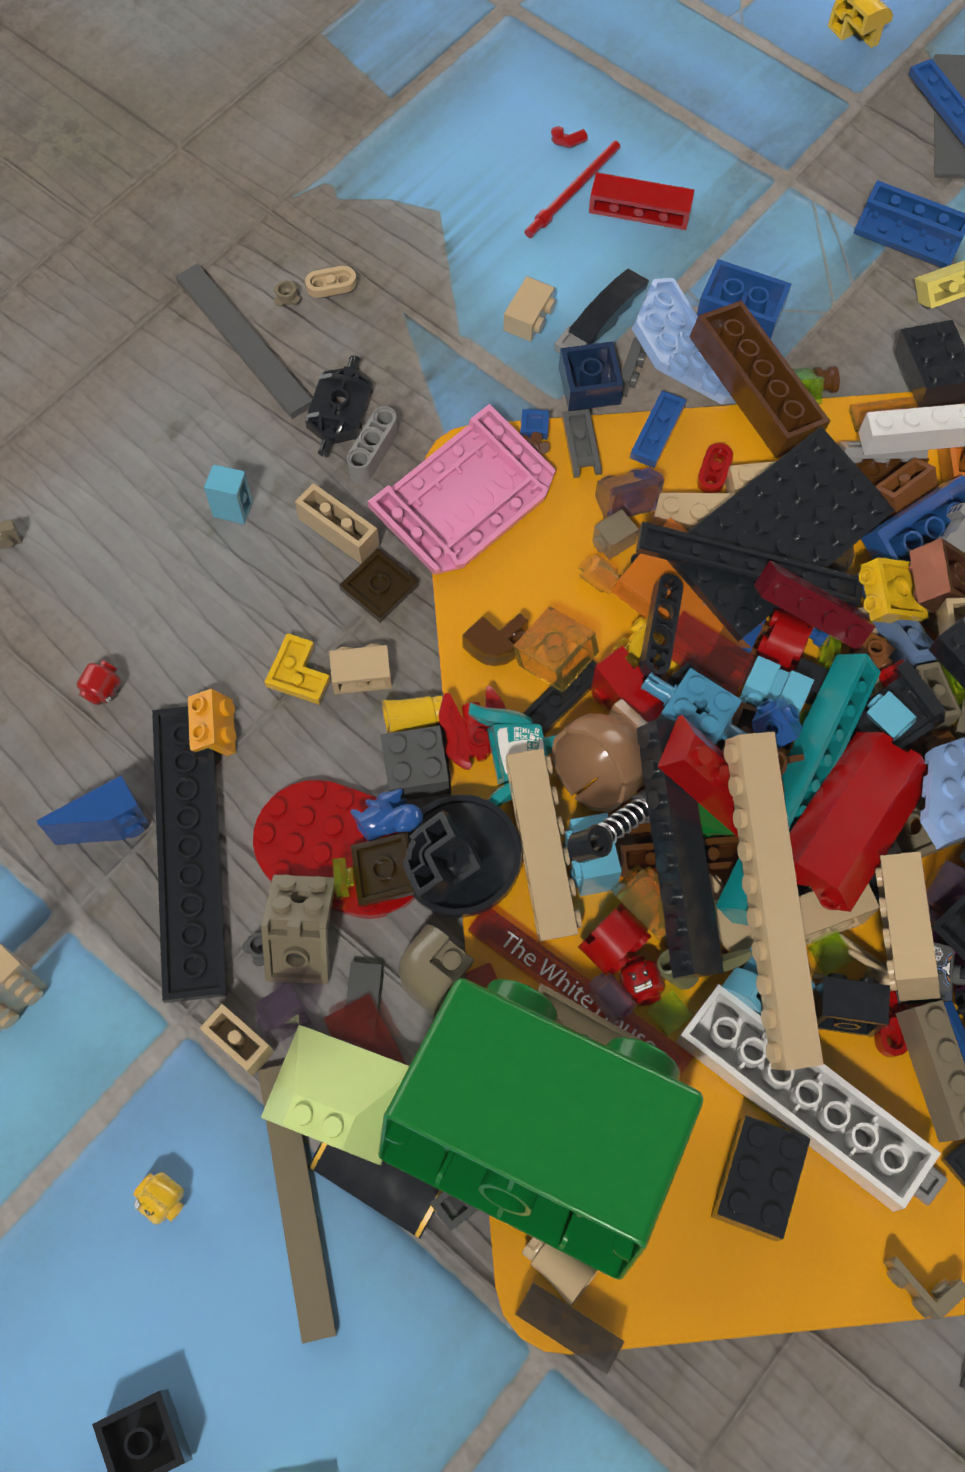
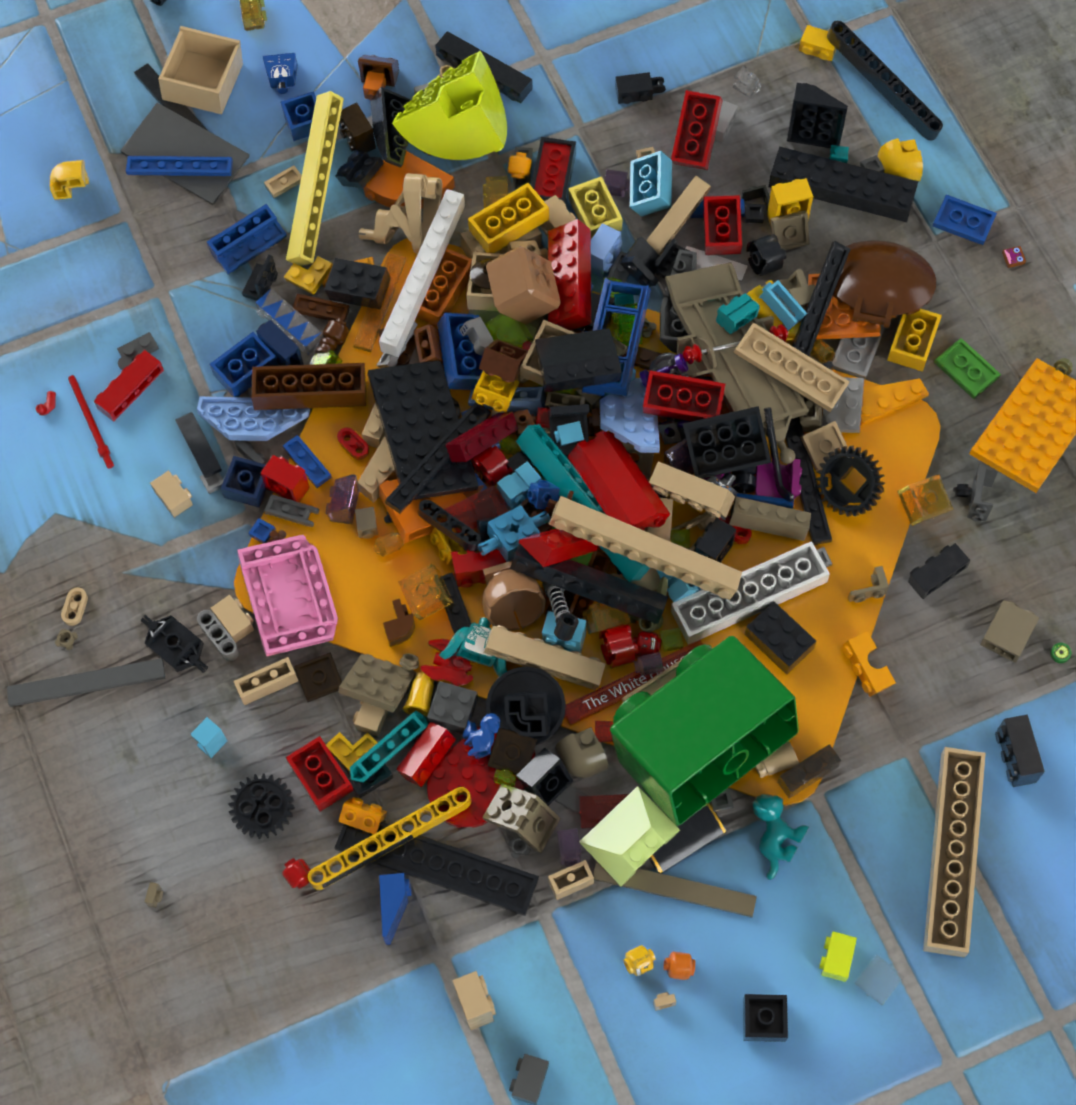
camera: 60 degrees left, 0 degrees up
(113, 1266) = (664, 1000): none -> tan plate
(171, 599) = (245, 797): none -> black gear
(176, 1264) = (679, 965): none -> orange head
(199, 779) = (385, 847): none -> yellow beam
(242, 644) = (319, 773): none -> red brick
(268, 710) = (376, 780): none -> black plate
(317, 708) = (388, 747): none -> teal brick
(331, 760) = (426, 754): none -> red brick
(367, 931) = (545, 776): none -> black brick
(399, 652) = (377, 682): none -> dark tan plate
(403, 448) = (232, 618): none -> tan brick
(447, 1320) = (769, 809): none -> teal animal
(450, 678) = (409, 662): none -> dark tan plate
(616, 411) = (285, 479): none -> red brick
(705, 194) = (136, 347): none -> dark grey hinge
(773, 1364) = (872, 679): none -> light orange arch
(793, 319) = (280, 344): none -> dark blue brick
(835, 321) = (289, 320): none -> clear brick
(856, 379) = (336, 331): none -> reddish brown head
(871, 266) = (261, 279): none -> black bracket
(877, 349) = (320, 308): none -> reddish brown plate
(906, 314) = (309, 279): none -> yellow plate

